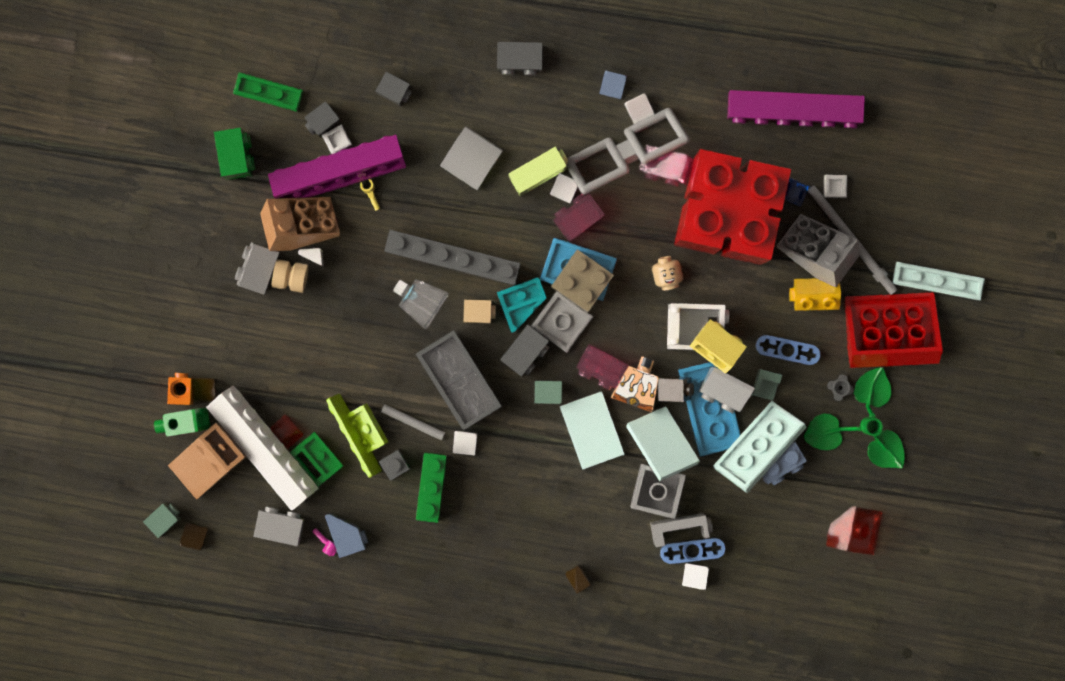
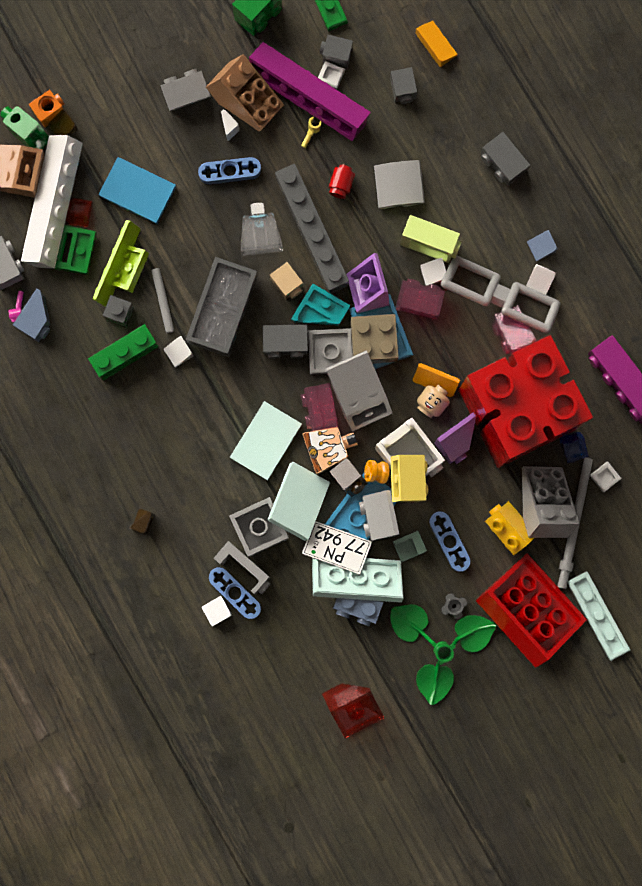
camera: 50 degrees right, 5 degrees down
(291, 276) = (201, 123): tan wheel -> none
(306, 371) = (137, 190): none -> dark azure tile
(335, 295) = (224, 178): none -> medium blue beam
(379, 33) = (435, 43): none -> light orange slope
(432, 202) = (341, 181): none -> red brick
(534, 250) = (368, 285): none -> medium lavender slope
(548, 392) = (267, 382): sand green panel -> none
(615, 326) = (359, 391): none -> light grey slope
(650, 257) = (429, 376): none -> light orange slope
(688, 363) = (376, 472): none -> light orange wheel
(714, 279) = (457, 440): none -> medium lavender slope
(723, 442) = (337, 547): none -> white sticker

